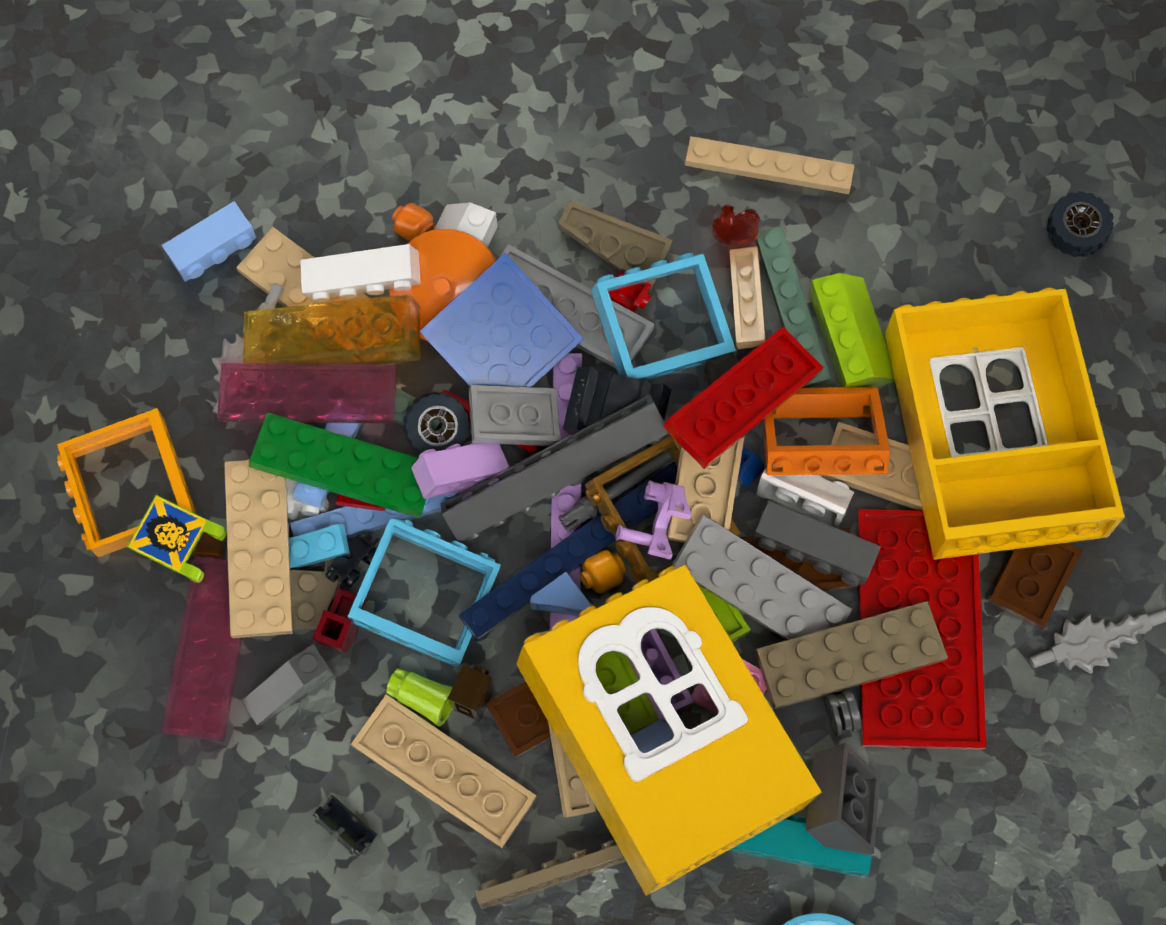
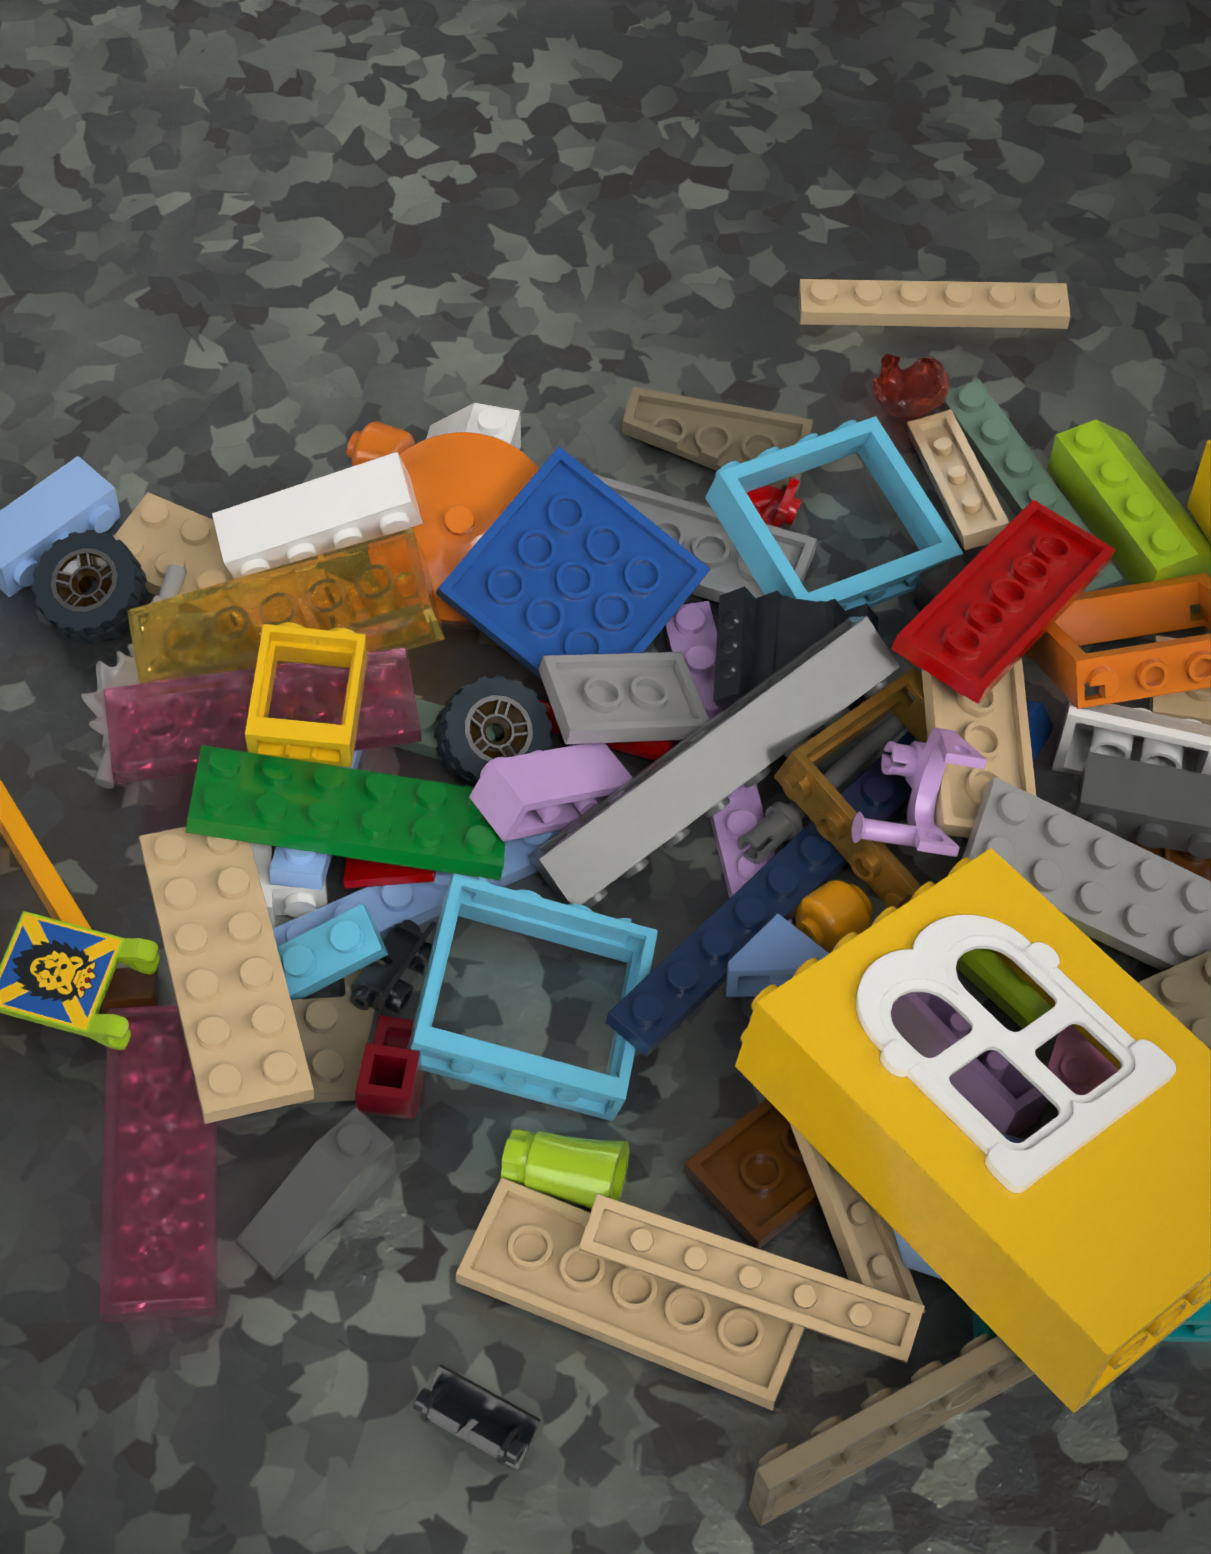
camera: 15 degrees left, 15 degrees down
(221, 274) = (68, 573): none -> black wheel
(323, 420) = (302, 739): none -> yellow window
(471, 692) = (658, 1142): dark brown brick -> none
(503, 780) = (752, 1278): none -> tan plate

